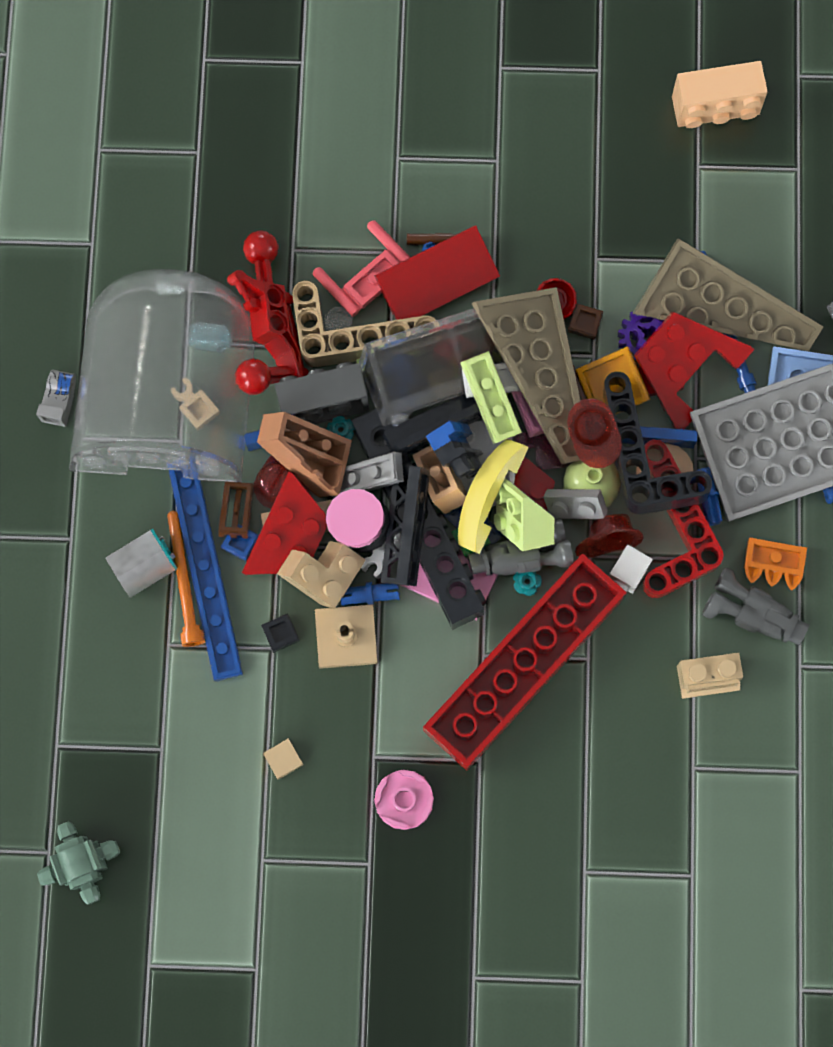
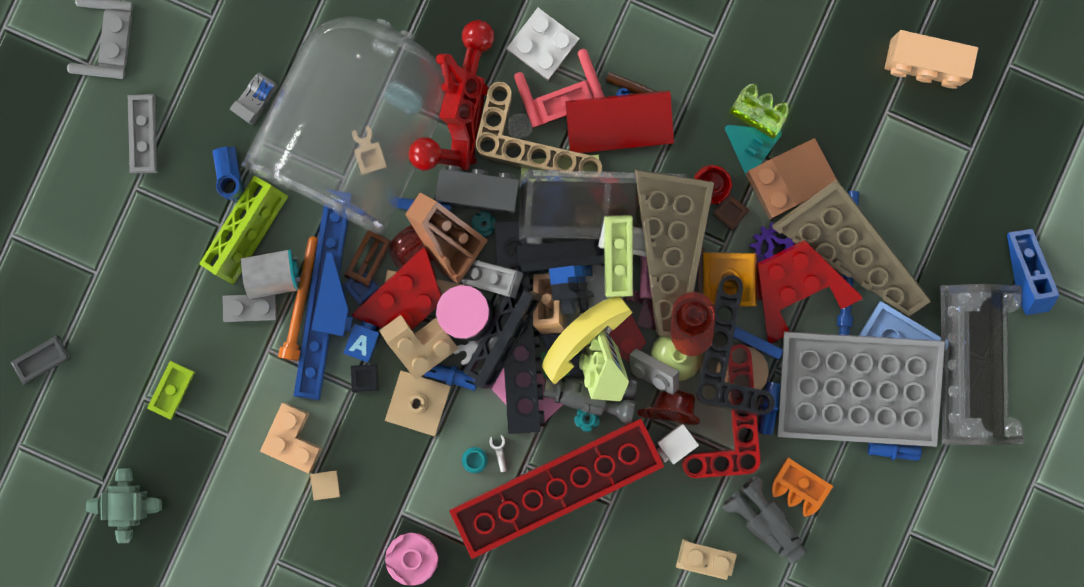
camera: 15 degrees right, 10 degrees up
(58, 480) = (226, 171): none -> blue piece
(83, 724) = (171, 390): none -> lime plate
(101, 531) = (246, 231): none -> lime fence
(131, 611) = (241, 308): none -> light grey plate
(219, 571) = (332, 306): none -> blue slope
(223, 729) = (284, 440): none -> light nougat brick
(263, 595) = (362, 341): none -> blue brick
(329, 233) = (542, 44): none -> white plate
(428, 670) = (474, 460): none -> teal plate
(448, 649) = (499, 453): none -> white hand
(572, 212) = (759, 111): none -> clear neon green plate
(578, 249) = (750, 145): none -> teal piece
(628, 265) = (790, 178): none -> nougat slope

